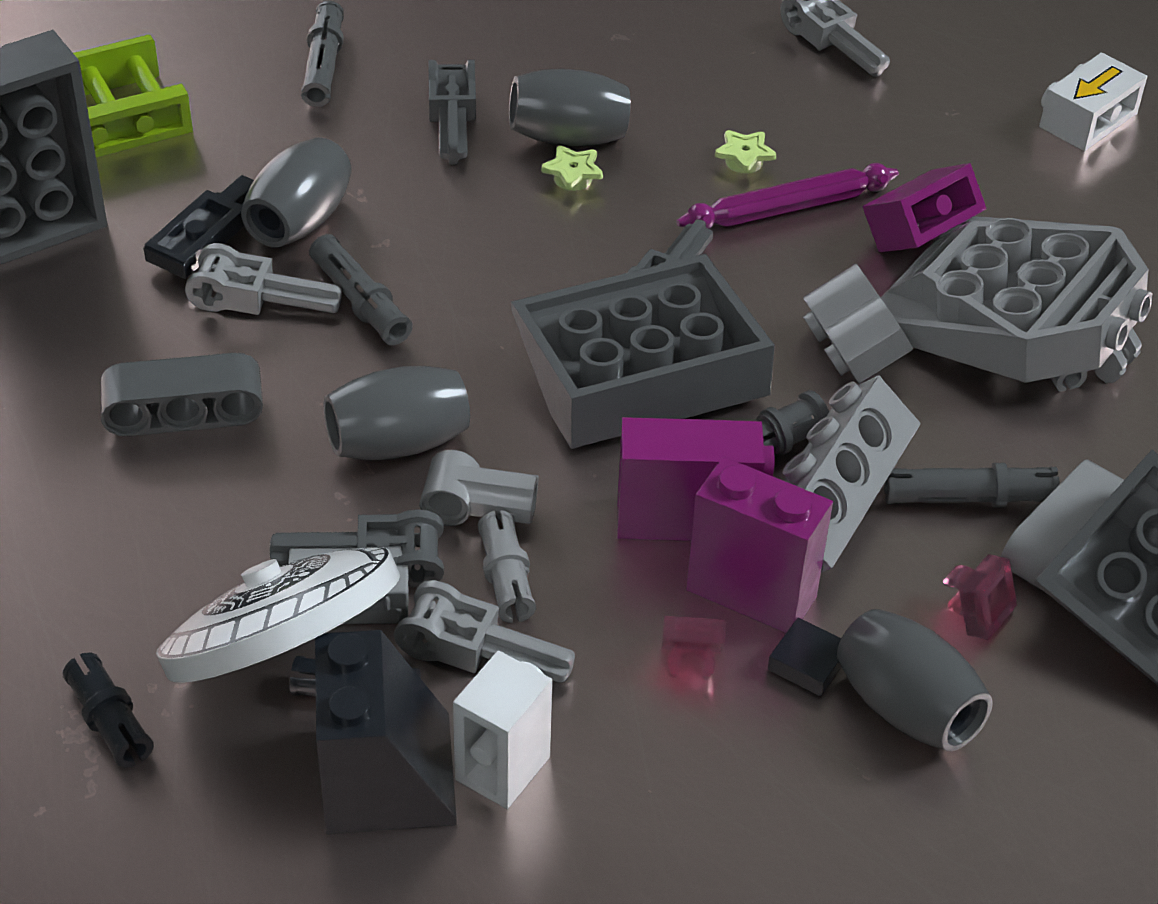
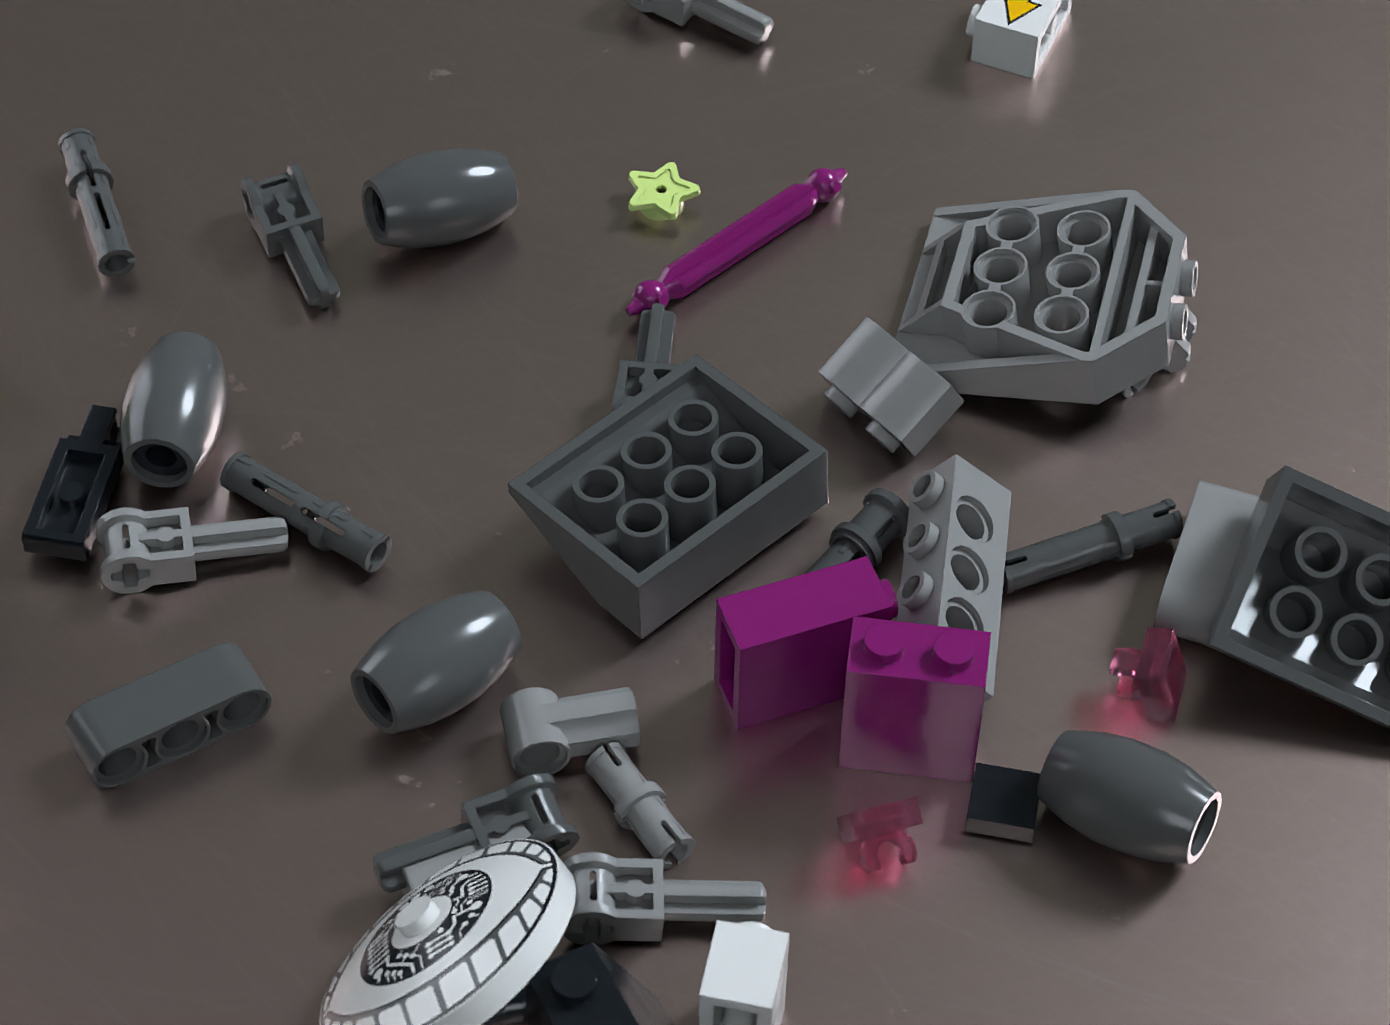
camera: 20 degrees left, 5 degrees up
(573, 169) = (474, 287): yellowish green plate -> none
(924, 208) = (901, 215): magenta brick -> none

